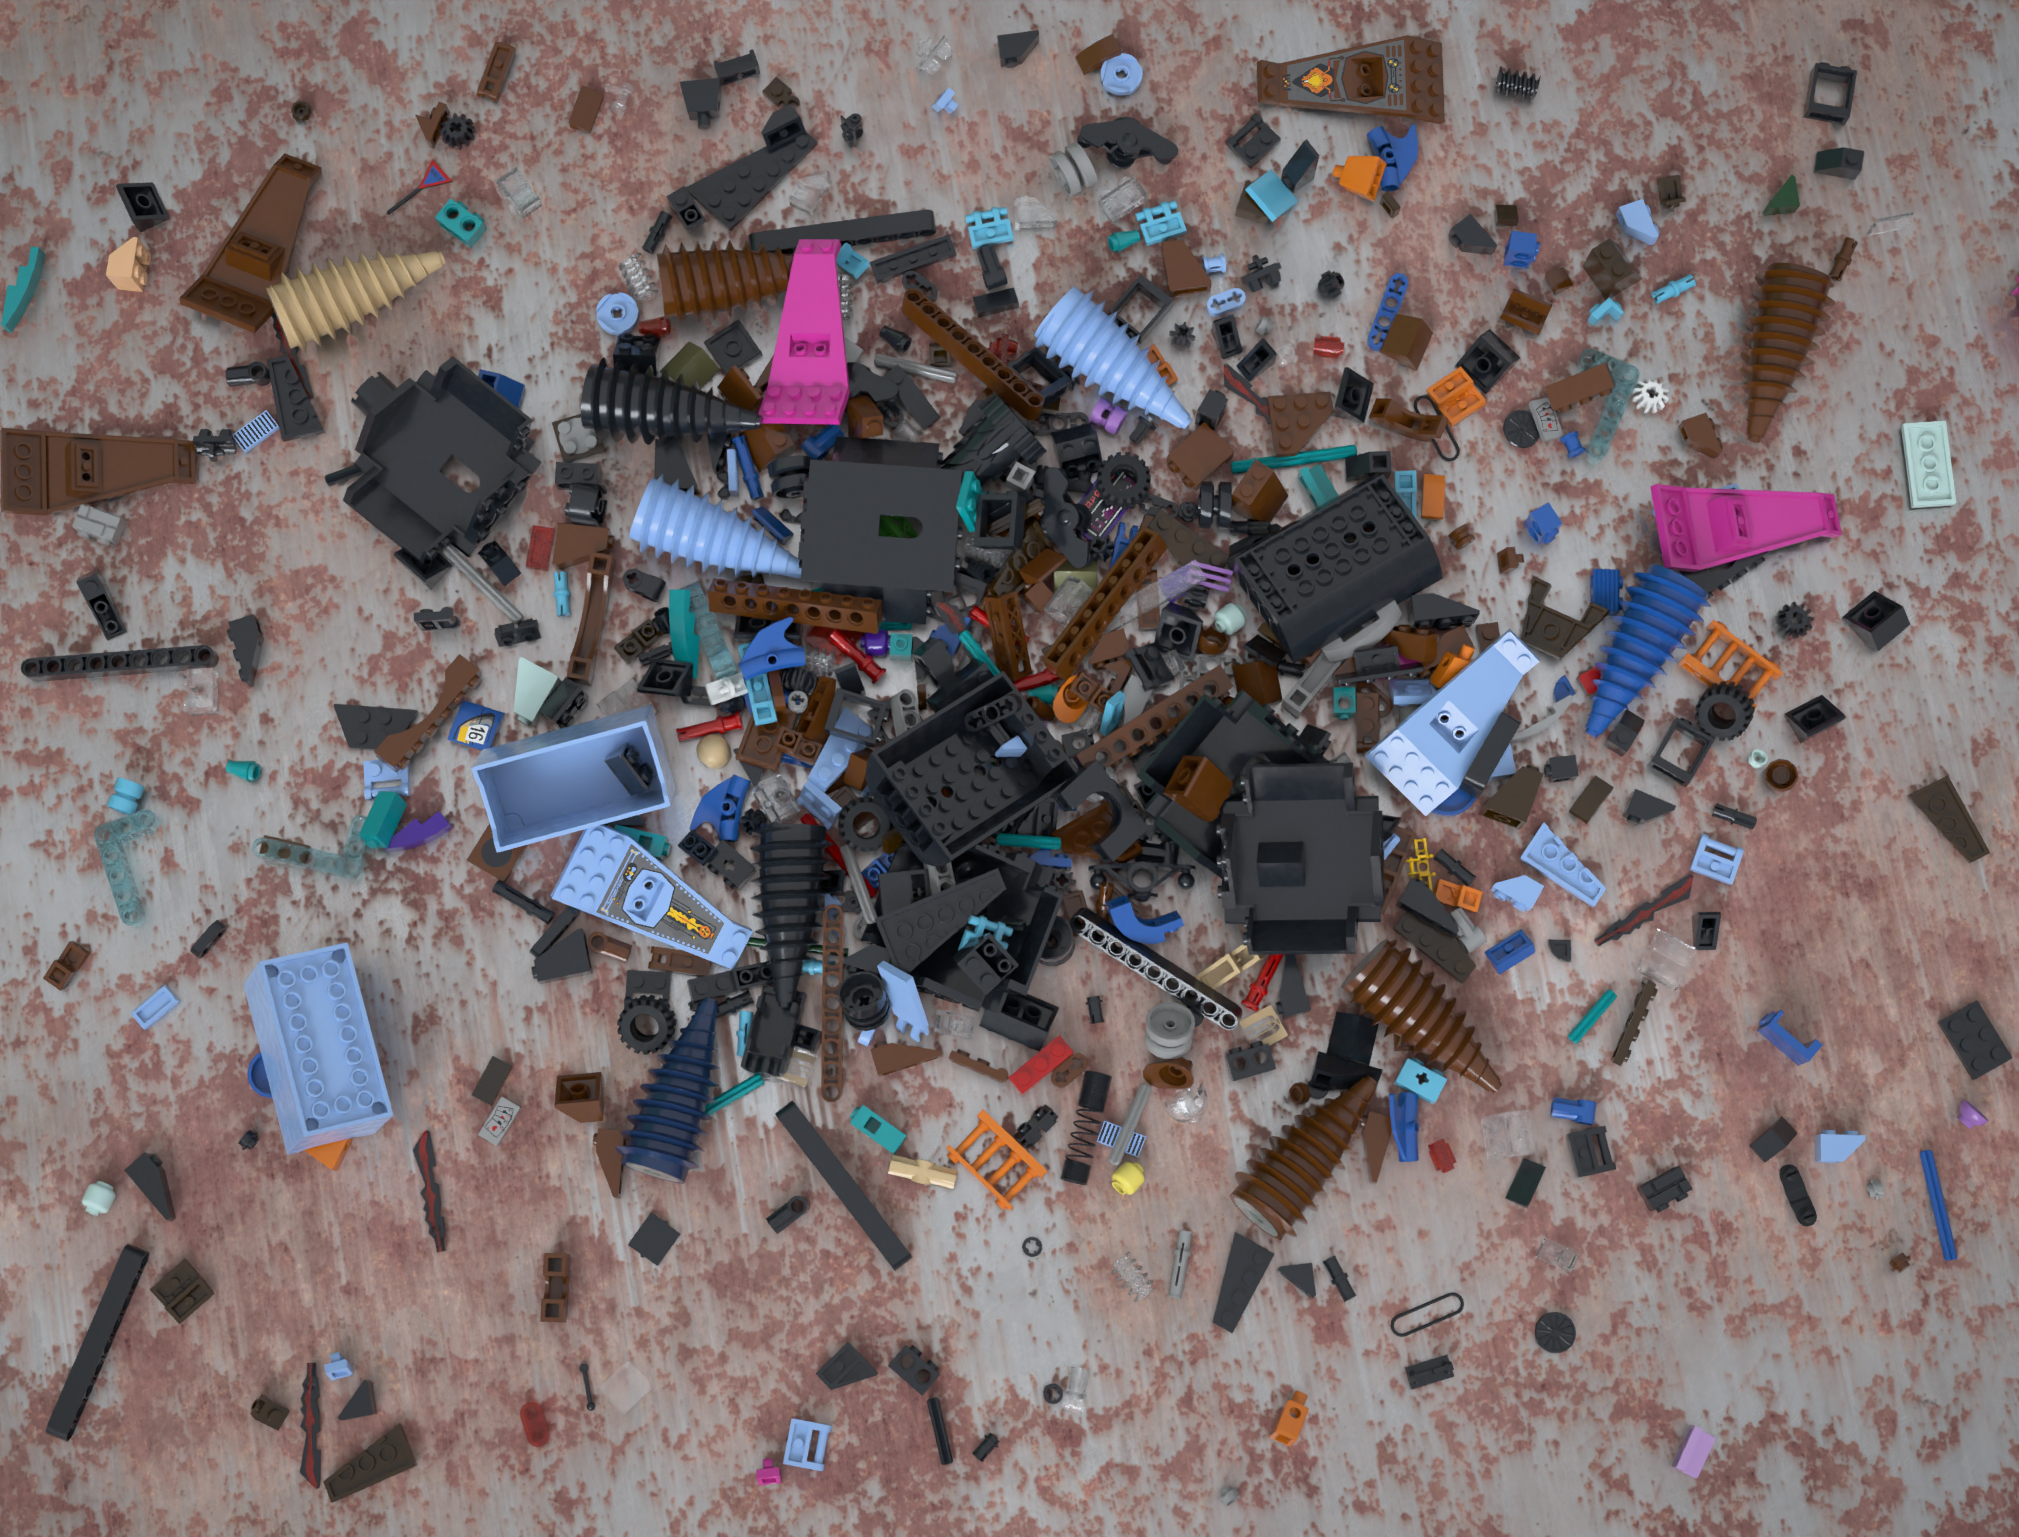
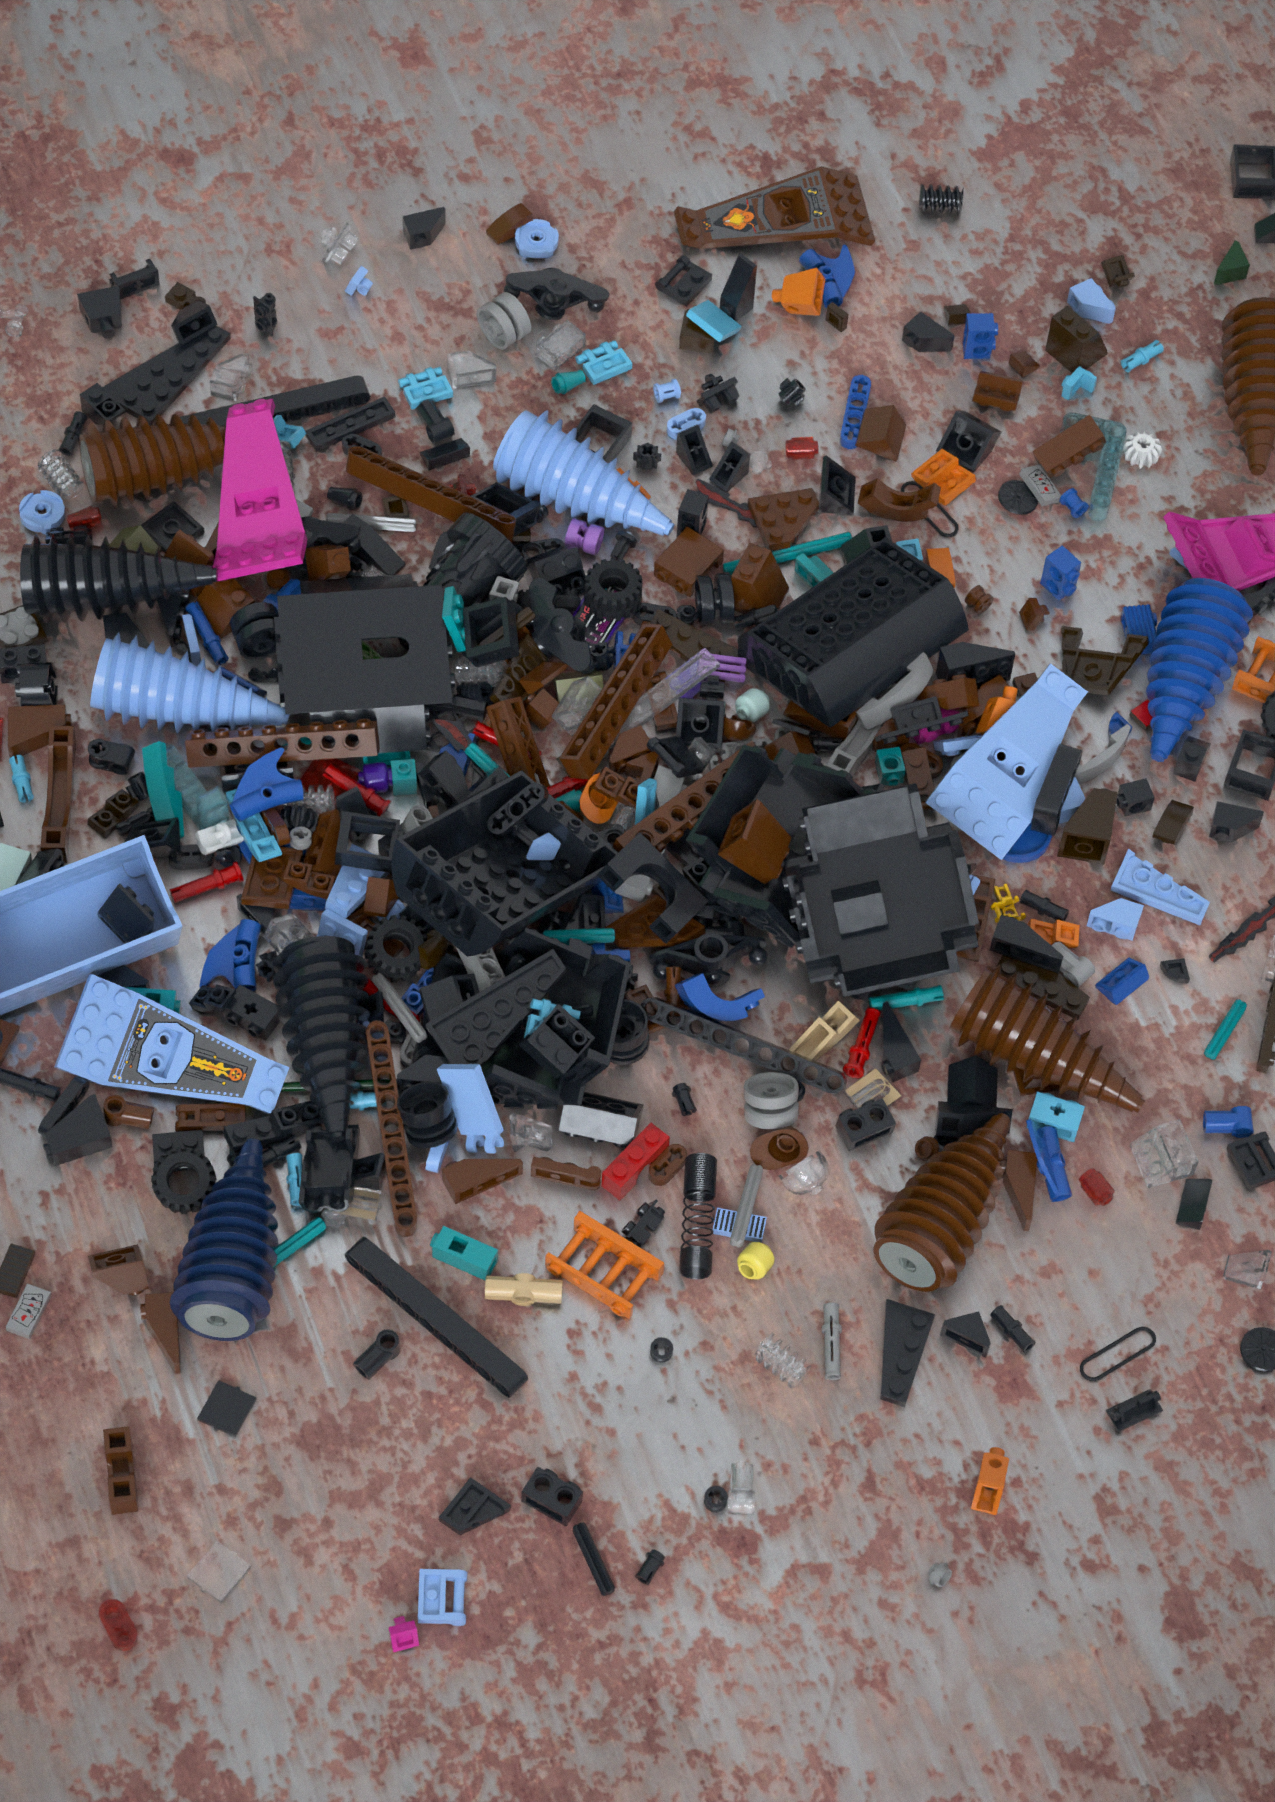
camera: 15 degrees left, 20 degrees down
(584, 1368) = (166, 1559): black hinge -> none
(714, 751) = (214, 906): tan hair -> none
(1183, 270) = (636, 398): reddish brown slope -> none
(1700, 435) = (1202, 479): reddish brown slope -> none

